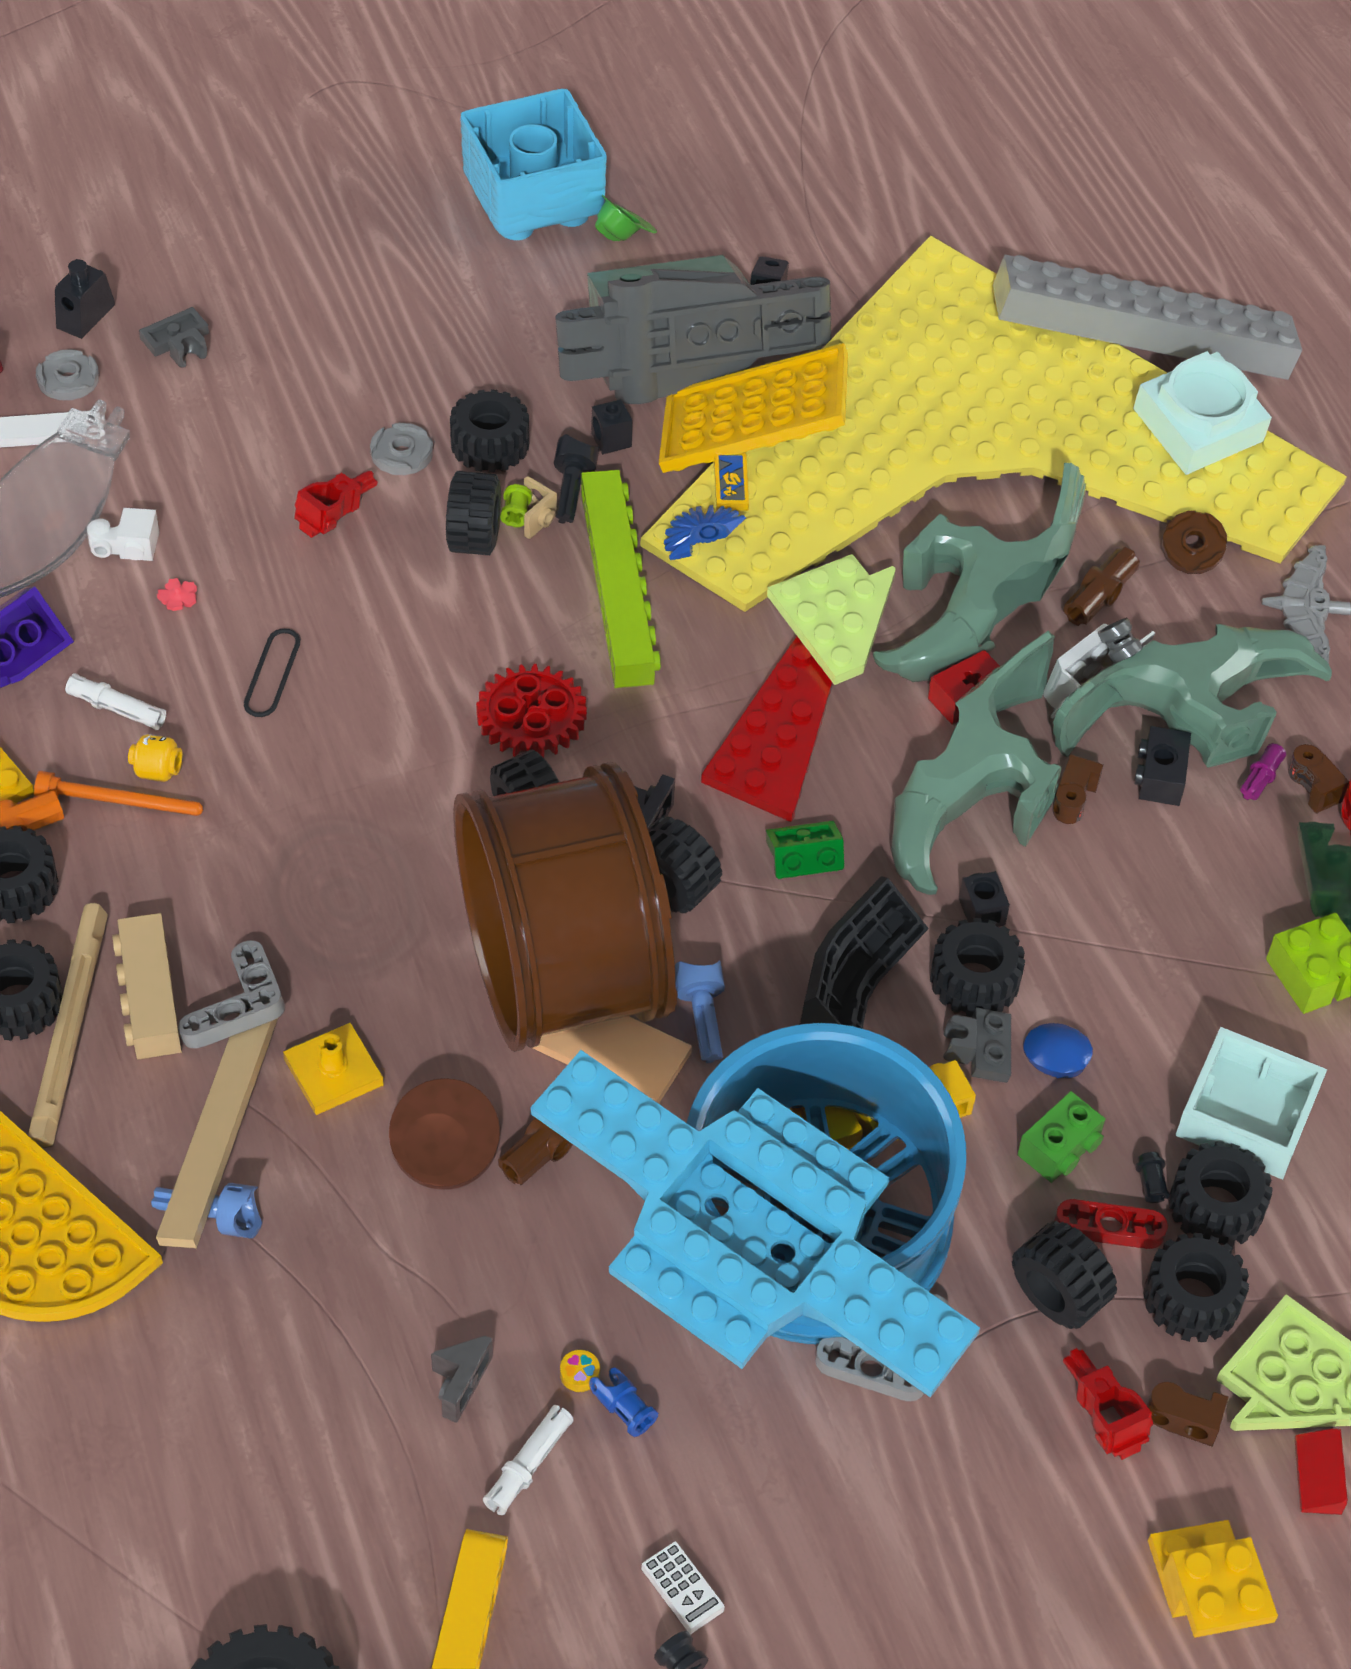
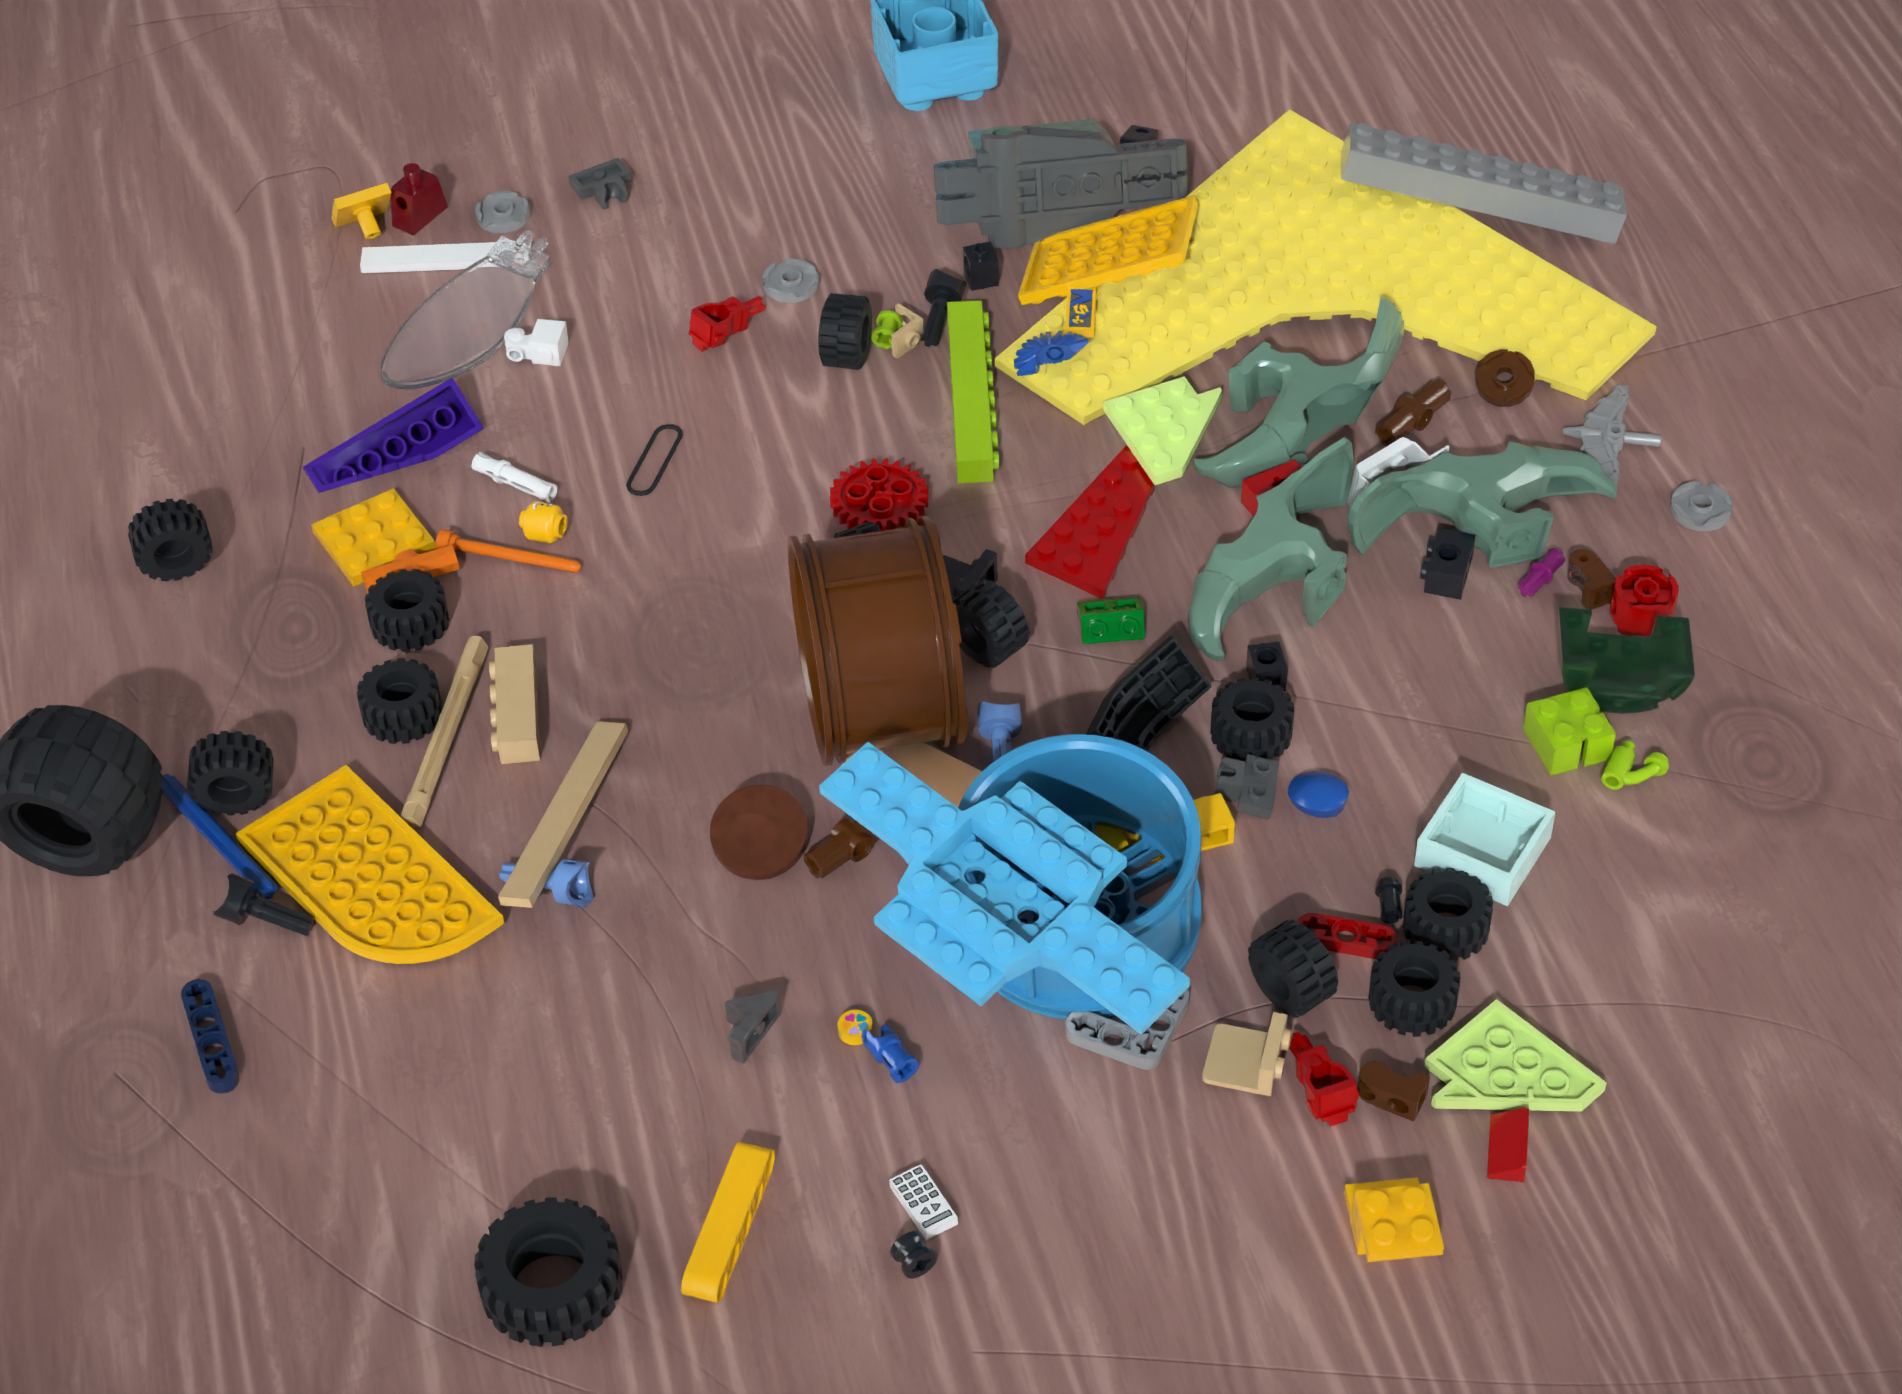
camera: 10 degrees right, 5 degrees down
(82, 299) = (521, 148): black torso -> none
(178, 595) = (577, 395): coral plant -> none
(254, 997) = (603, 724): light grey beam -> none
(333, 1068) = (669, 777): yellow tile -> none
(489, 430) = (870, 265): black tyre -> none
(519, 1471) = (790, 1102): white pin -> none
(619, 223) = (1008, 96): bright green piece -> none
(1024, 1382) = (1247, 1057): none -> tan bracket
(1062, 1137) = (1310, 862): bright green brick -> none
(1071, 794) = (1363, 576): reddish brown leg -> none
(1123, 647) = (1416, 456): dark grey wheel -> none
(1202, 411) = (1522, 263): light aqua container -> none

